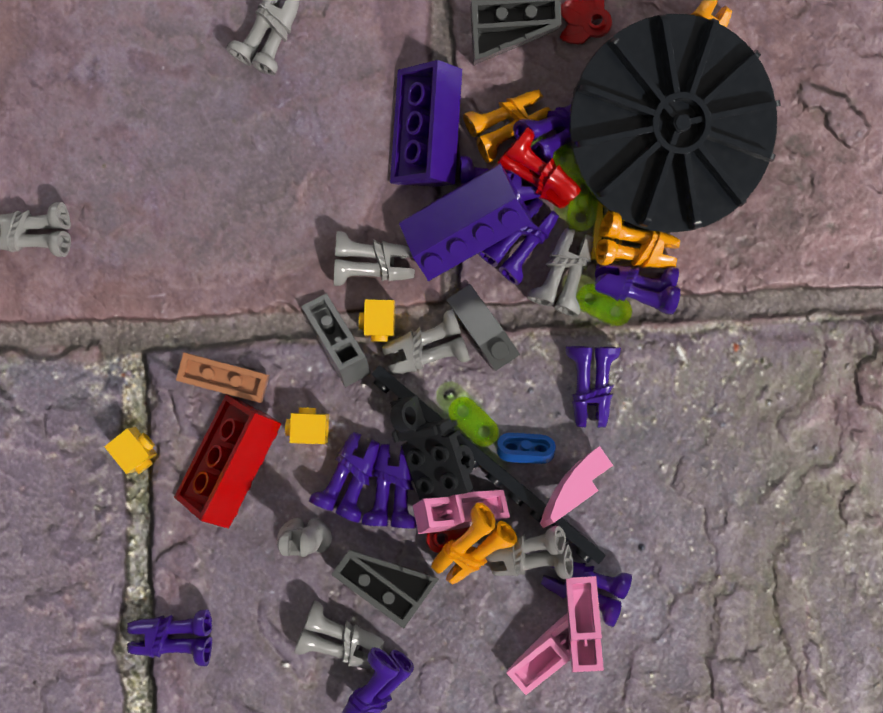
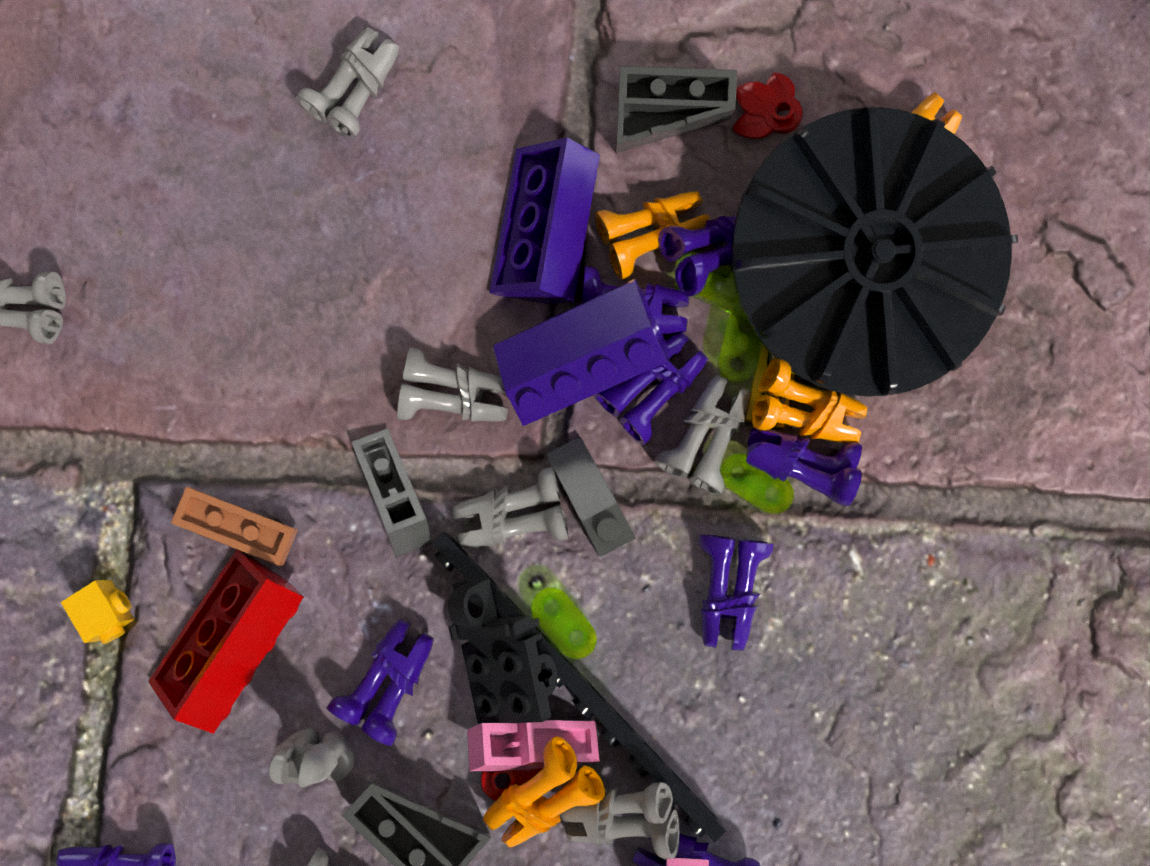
camera: 10 degrees right, 5 degrees down
(307, 427) = (339, 605): yellow brick -> none
(378, 319) = (451, 470): yellow brick -> none
(402, 479) = (457, 691): dark purple piece -> none
(526, 448) = (631, 667): blue plate -> none
(550, 180) = (699, 308): red piece -> none
(575, 486) = (693, 729): bright pink slope -> none

